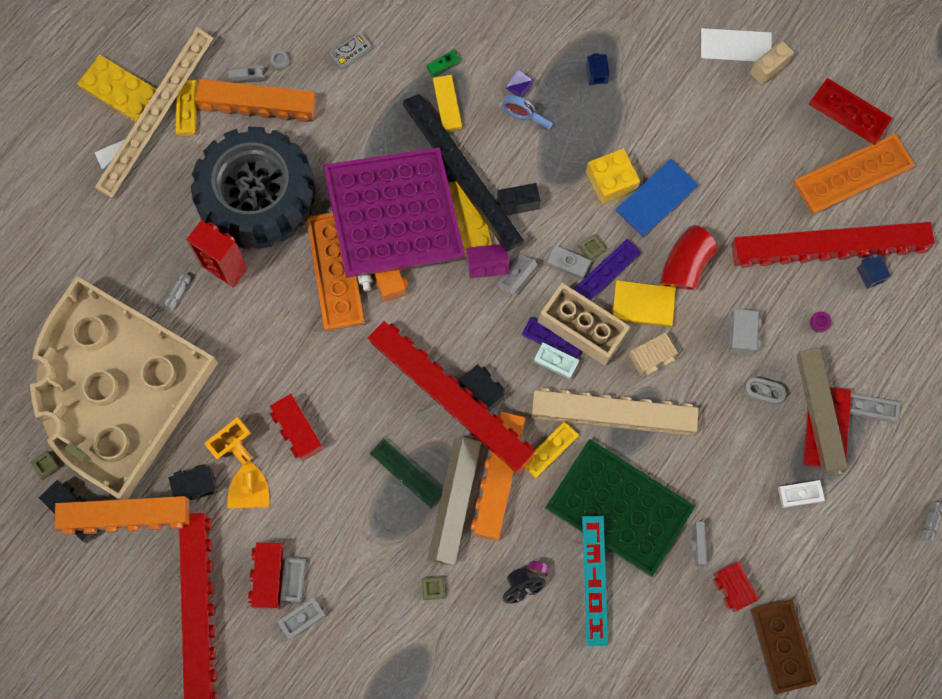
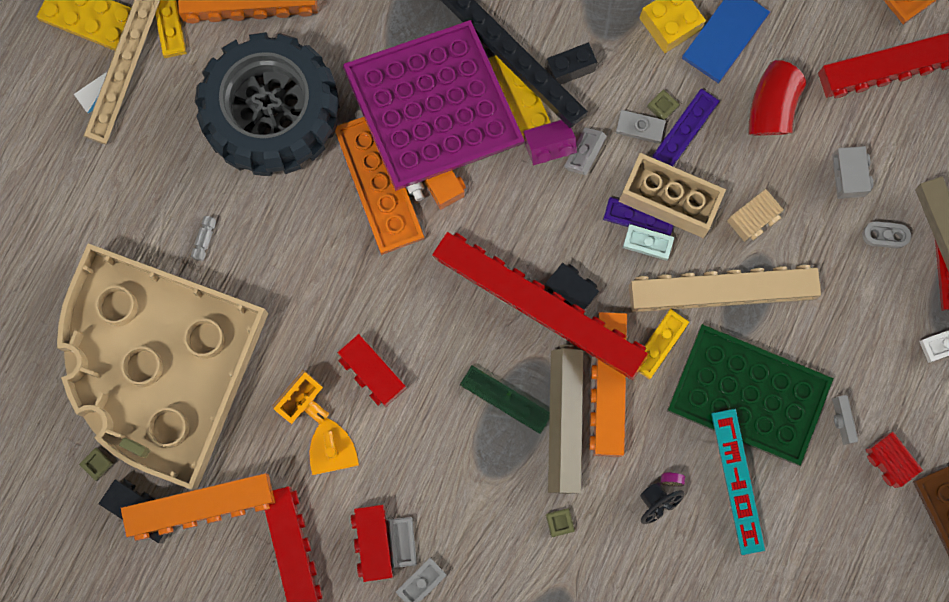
camera: 10 degrees left, 5 degrees up
(194, 483) = (269, 455): black brick -> none
(217, 253) = (243, 188): red brick -> none
(644, 303) = (733, 159): yellow tile -> none
(820, 322) = (933, 145): magenta tile -> none

